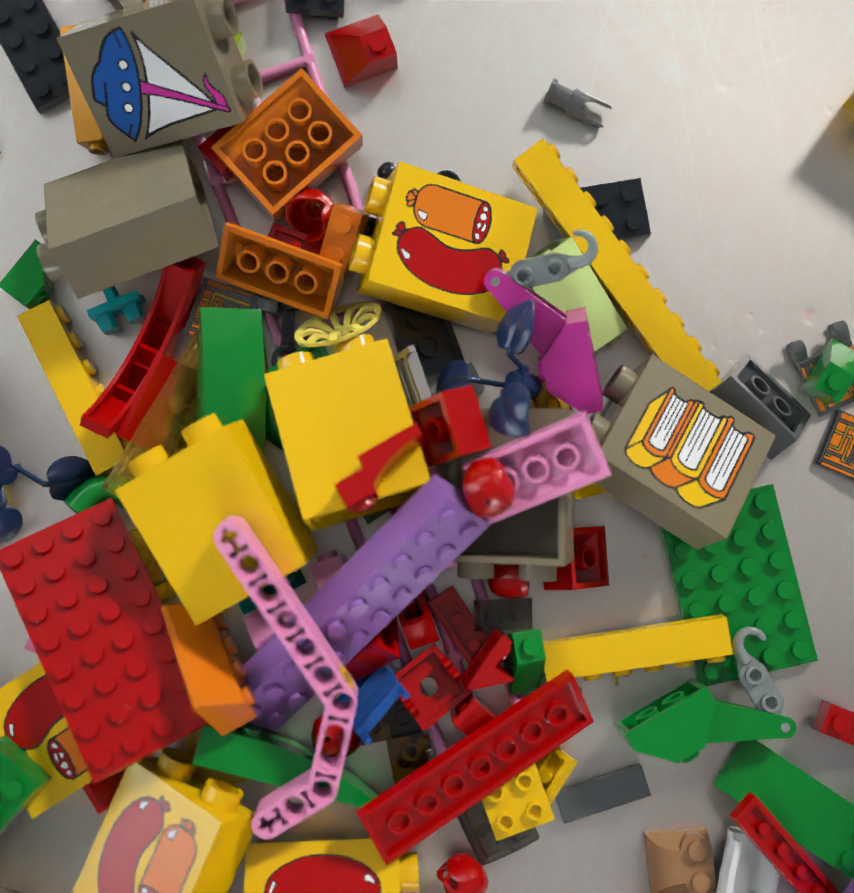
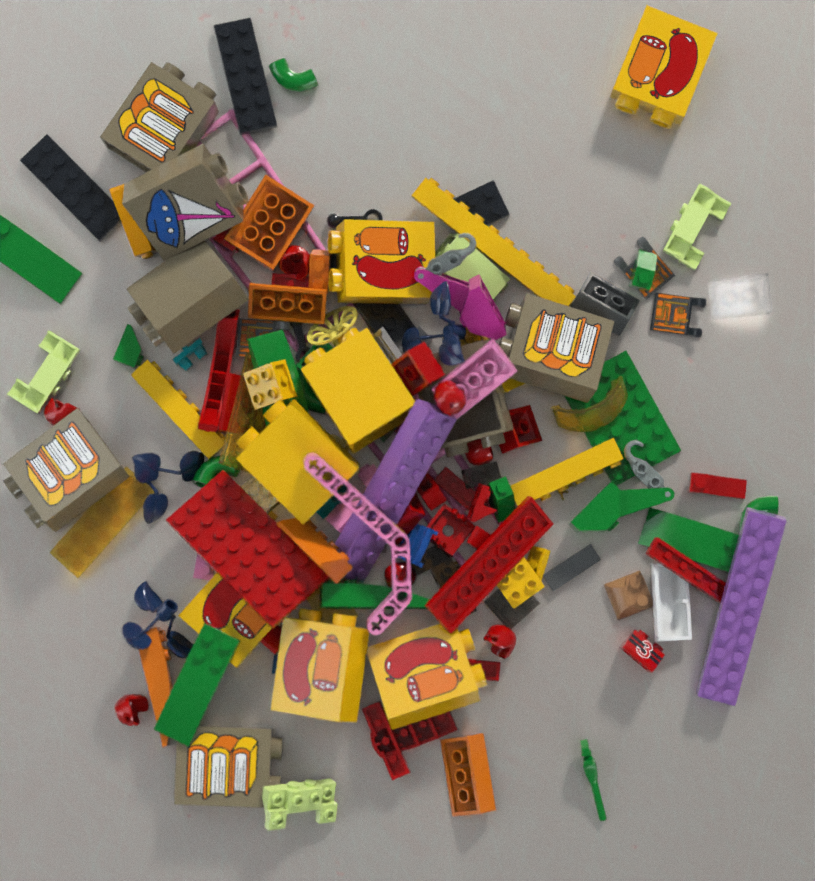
camera: 20 degrees left, 0 degrees up
(214, 385) = (269, 384): none -> yellow bracket
(361, 487) = (377, 418): red slope -> none
(362, 50) = (294, 144): red slope -> none
(572, 101) = (437, 142): dark grey piece -> none
(705, 574) = (595, 416): none -> clear yellow windscreen

